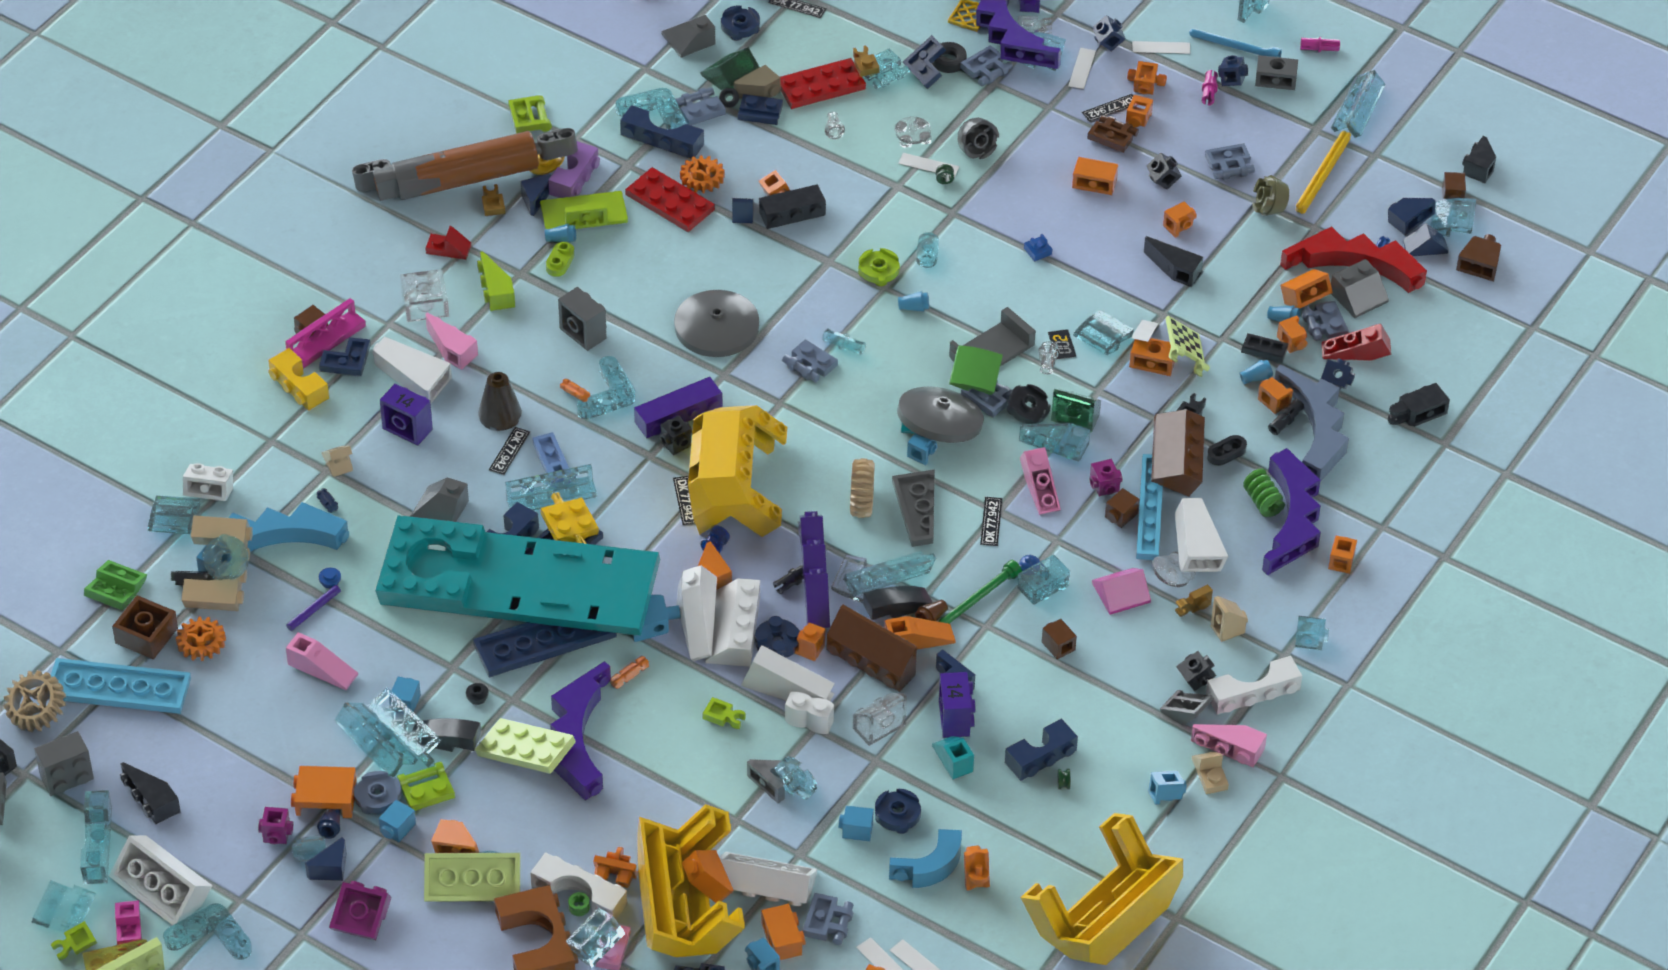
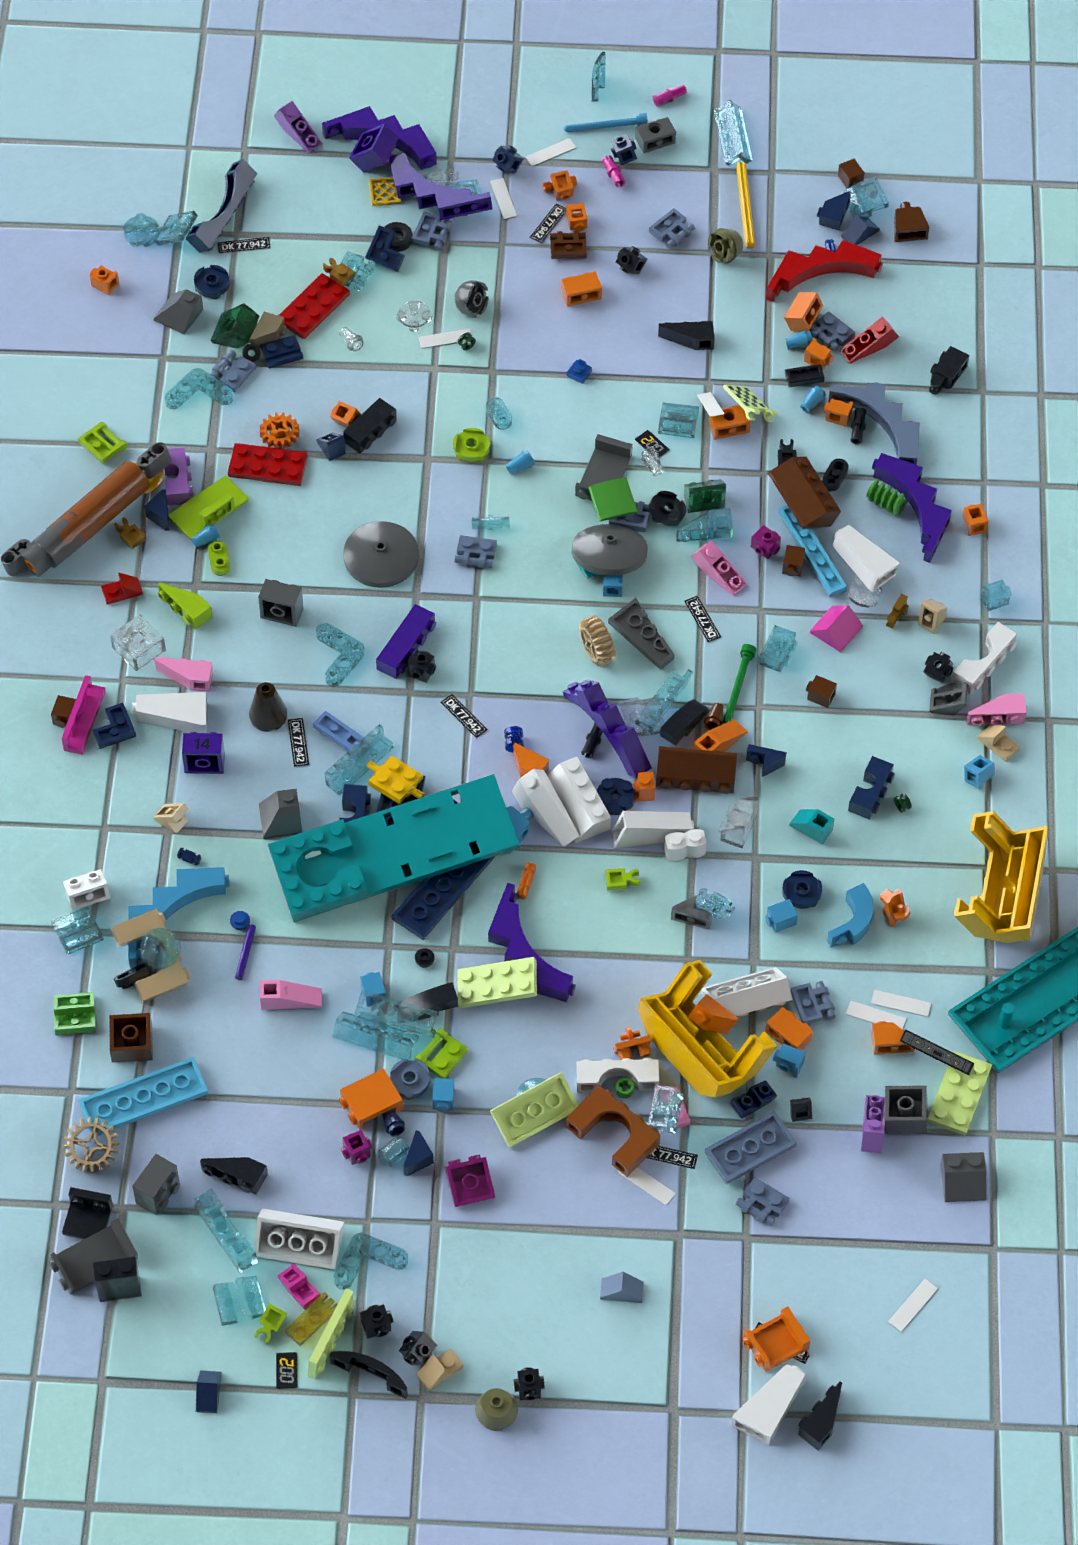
camera: 30 degrees left, 10 degrees up
(200, 638) = (179, 1023): orange gear -> none
(306, 390) = (104, 771): yellow arch -> none
(453, 837) = (500, 1086): orange slope -> none
(575, 390) = (316, 666): orange axle -> none
(682, 140) = (242, 409): dark blue arch -> none
(723, 467) = (487, 674): yellow wedge -> none
(956, 704) = (789, 784): dark purple brick -> none
(1028, 561) = (758, 640): blue plate -> none
(1179, 218) = (669, 296): orange brick -> none
(1332, 368) = (868, 372): dark blue brick -> none
(1359, 288) = (840, 292): dark grey slope -> none
(1480, 161) = (855, 141): black slope -> none

